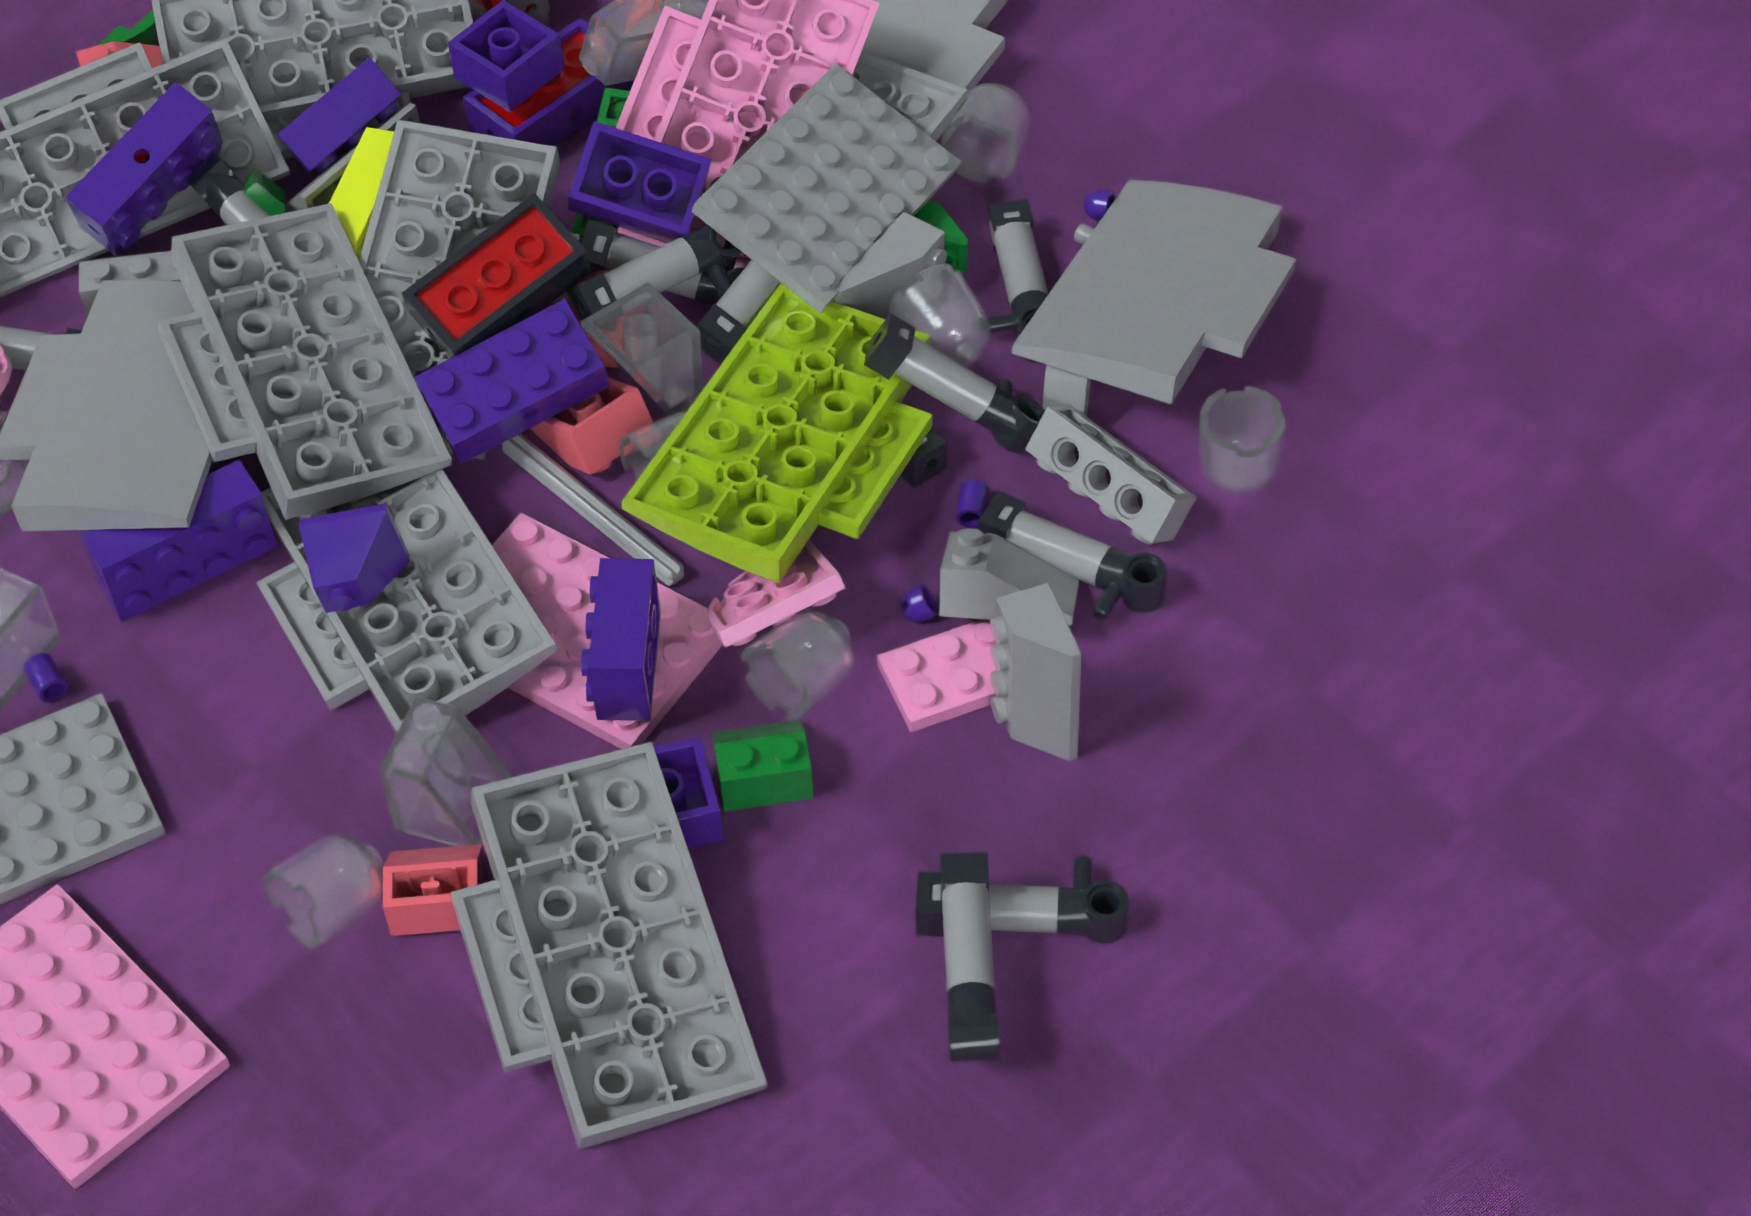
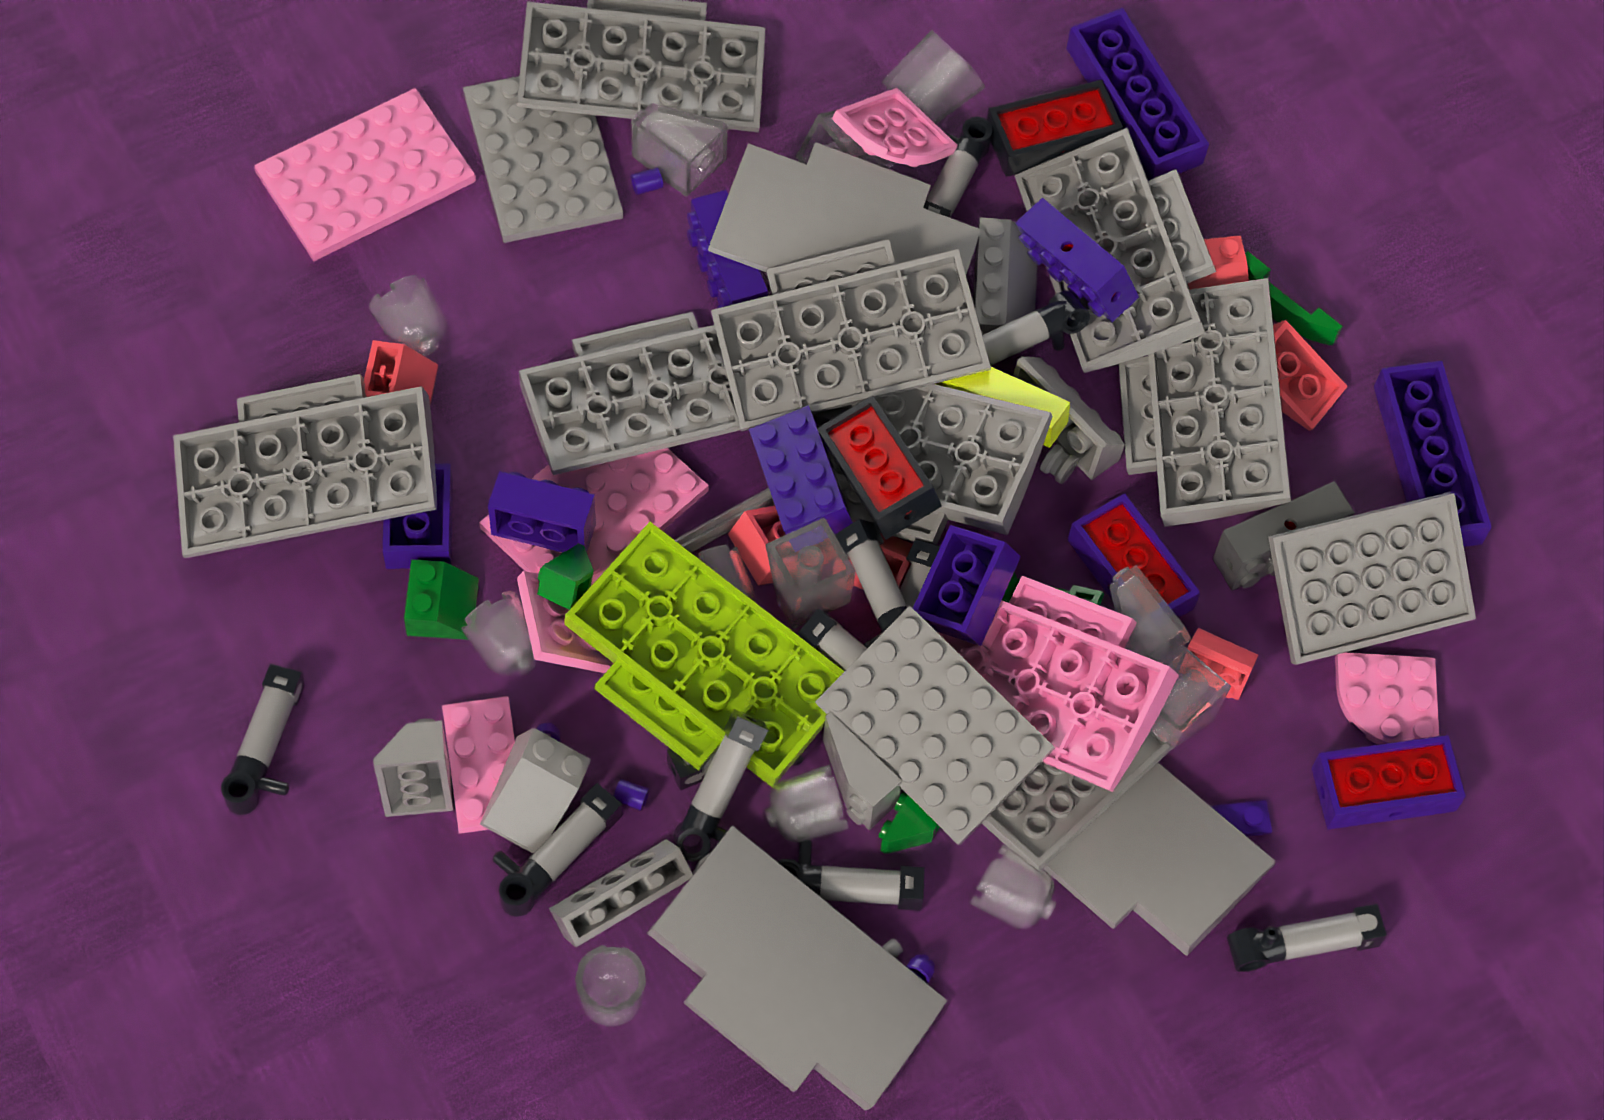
camera: 95 degrees right, 10 degrees up
(265, 192) = (1048, 344): green tile -> none
(340, 117) = (1116, 402): dark purple brick -> none
(352, 555) = (655, 349): dark purple slope -> none
(432, 773) = (473, 394): clear slope -> none
(506, 55) = (1142, 517): dark purple brick -> none
(714, 582) = (566, 577): none -> green slope
(969, 957) = (163, 674): piece -> none

